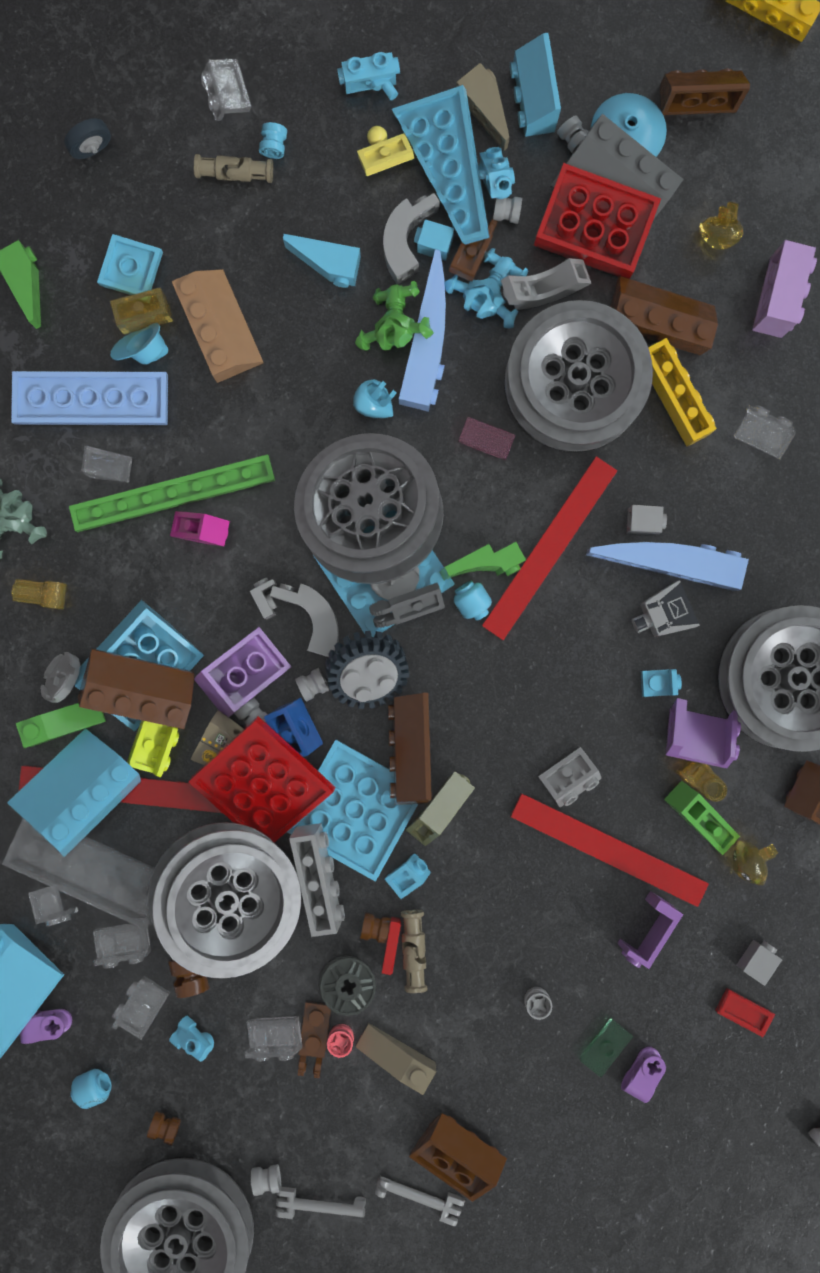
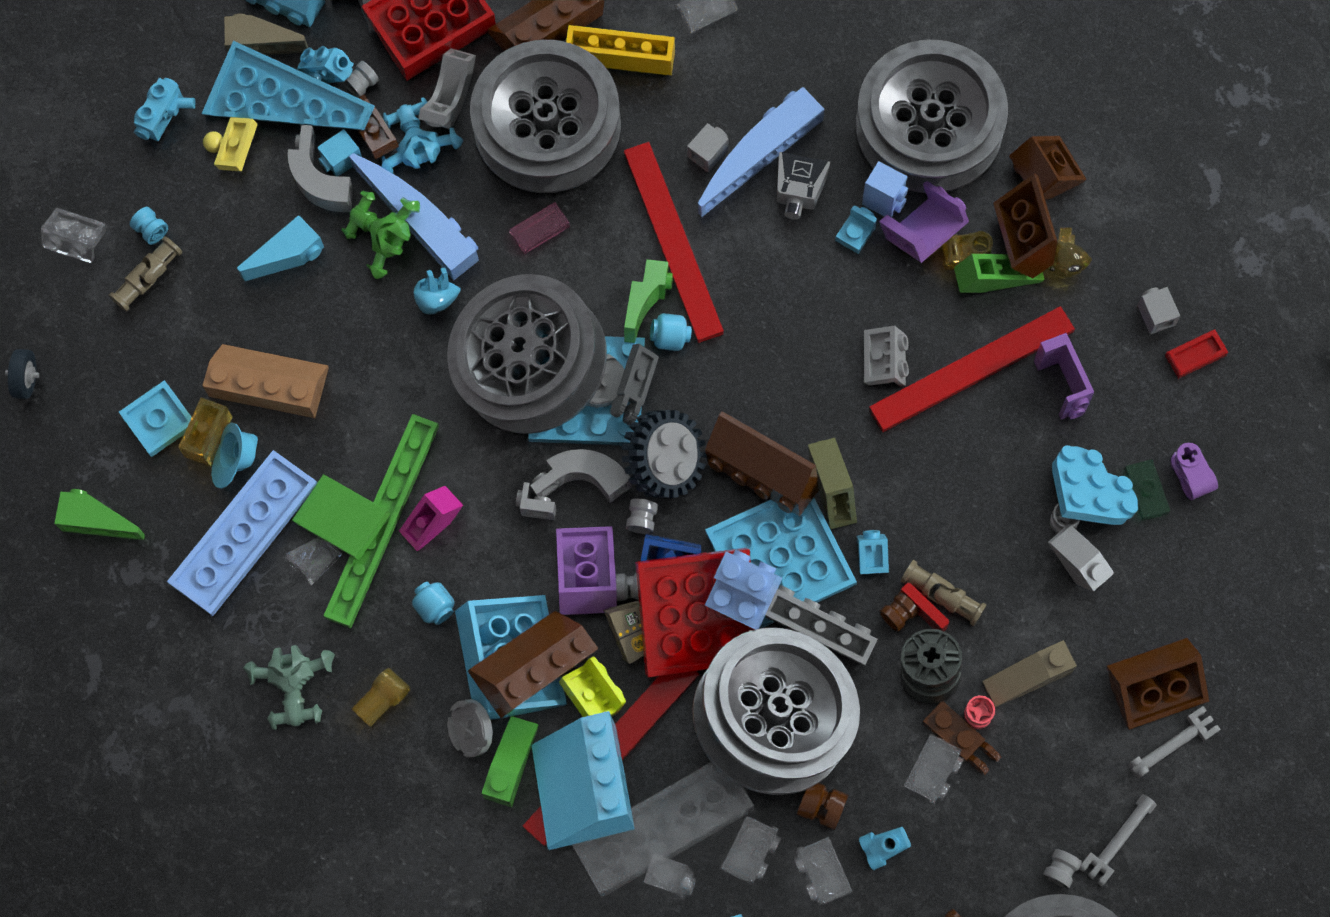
camera: 50 degrees left, 15 degrees down
(136, 579) = (433, 603): none -> medium azure head
(151, 462) = (341, 517): none -> bright green tile
(296, 812) = (743, 589): none -> light blue plate
(511, 1040) = (1080, 558): none -> light grey slope
(571, 1009) = (1090, 492): none -> medium azure plate
(706, 686) = (885, 190): none -> light blue brick
(753, 820) = (1027, 228): none -> reddish brown slope

